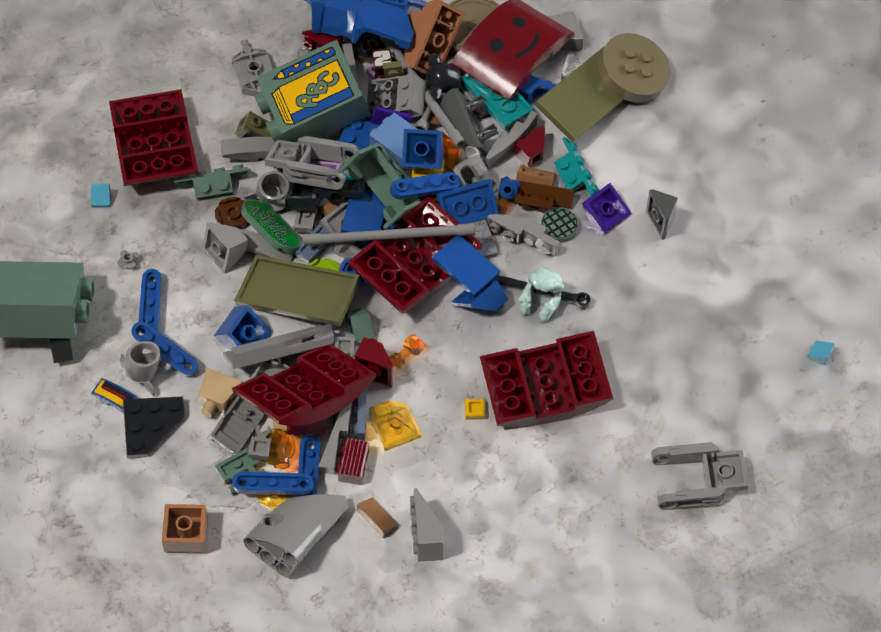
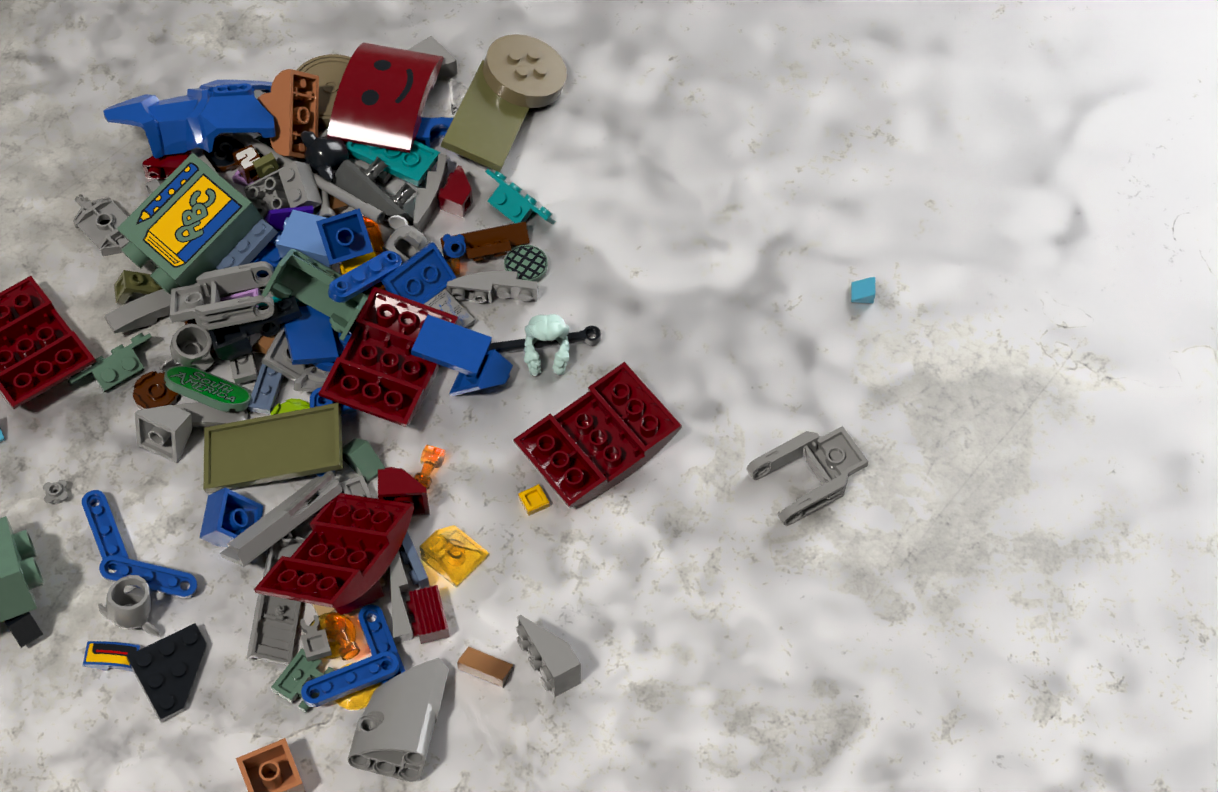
camera: 25 degrees left, 0 degrees up
(216, 392) = (234, 601): tan torso -> none
(318, 238) = (272, 380): light grey piece -> none
(349, 128) = (249, 246): none -> sand blue plate
(535, 176) = (474, 222): medium nougat slope -> none
(605, 208) = (567, 229): dark purple slope -> none
(661, 211) = (628, 208): dark grey slope -> none

